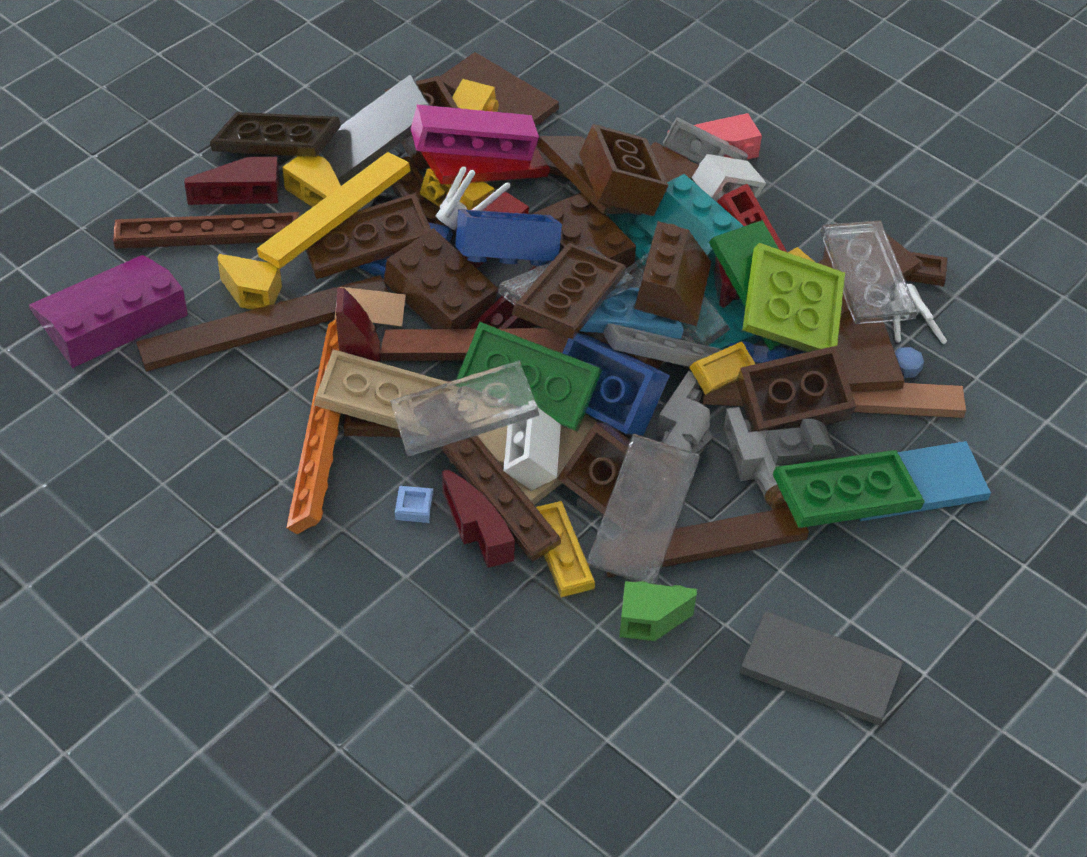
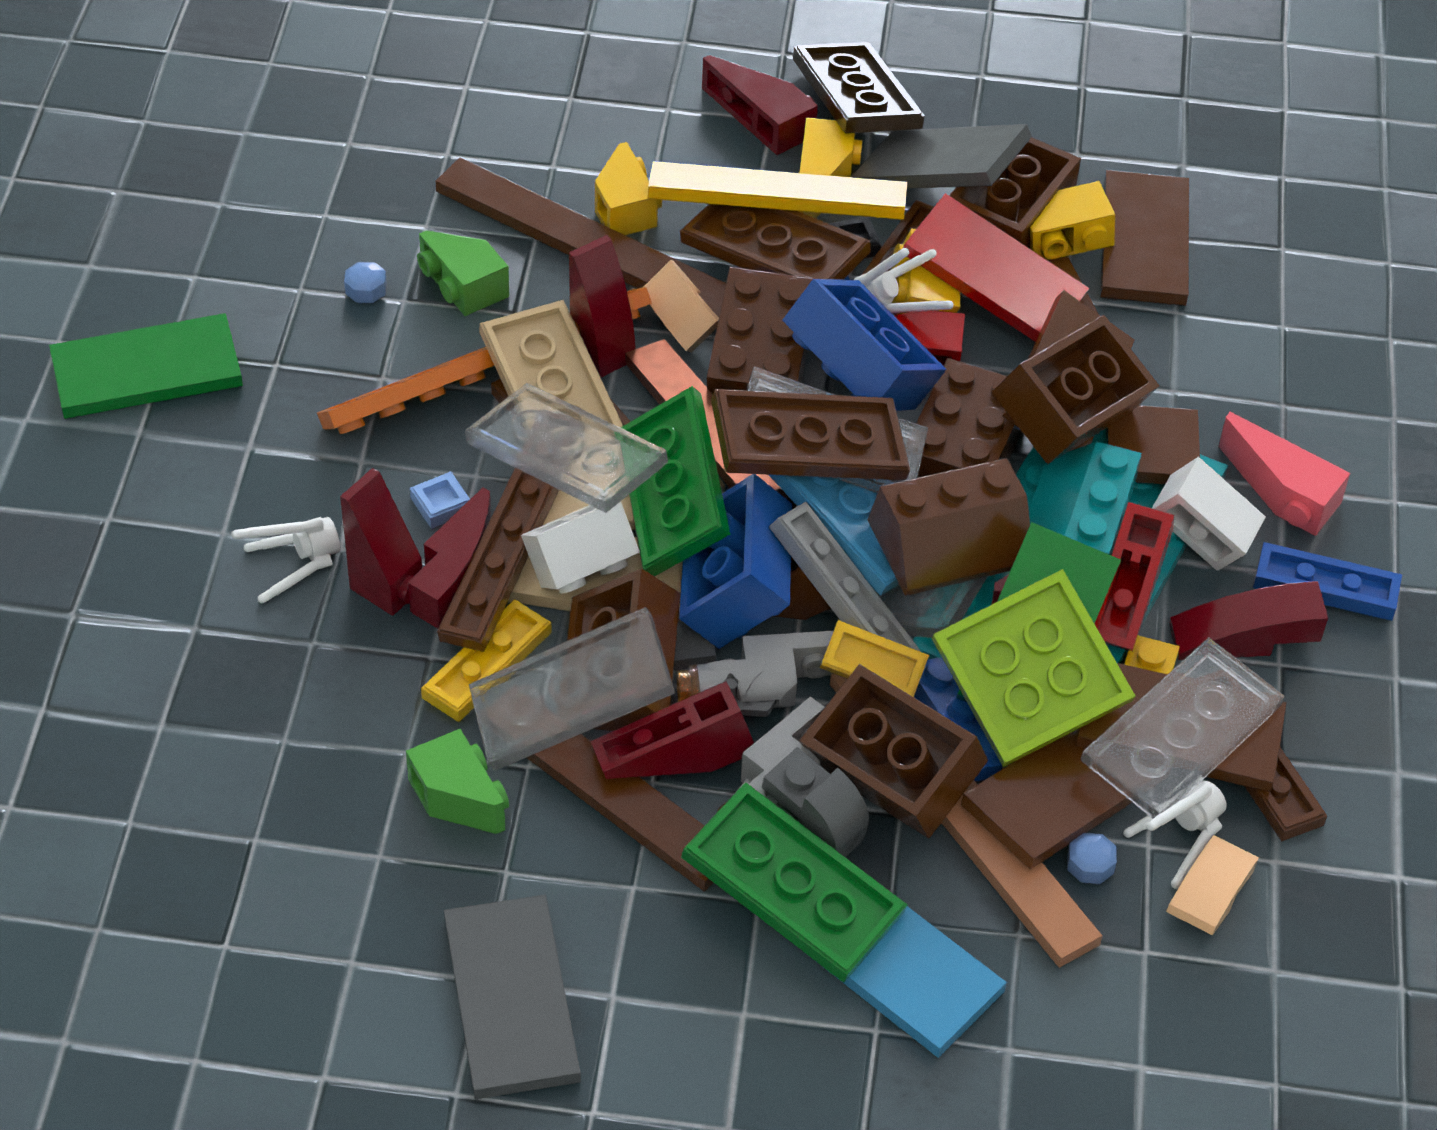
camera: 55 degrees right, 0 degrees up
(111, 309) = (485, 114): magenta slope -> none
(155, 599) = (145, 365): none -> green tile
(195, 445) = (365, 282): none -> medium blue tile
(199, 230) = (663, 111): copper tile -> none
(237, 390) = (464, 269): none -> bright green slope
(396, 586) = (311, 538): none -> white plant
(455, 547) = (378, 544): none -> dark red slope
(474, 132) = (1003, 231): dark pink brick -> none
(696, 143) = (1239, 457): light grey hinge -> none
(708, 485) = (680, 739): none -> dark red slope
(800, 167) = (1341, 582): none -> blue plate
(807, 208) = (1253, 620): none -> dark red slope
(962, 325) = (1212, 885): none -> light nougat slope

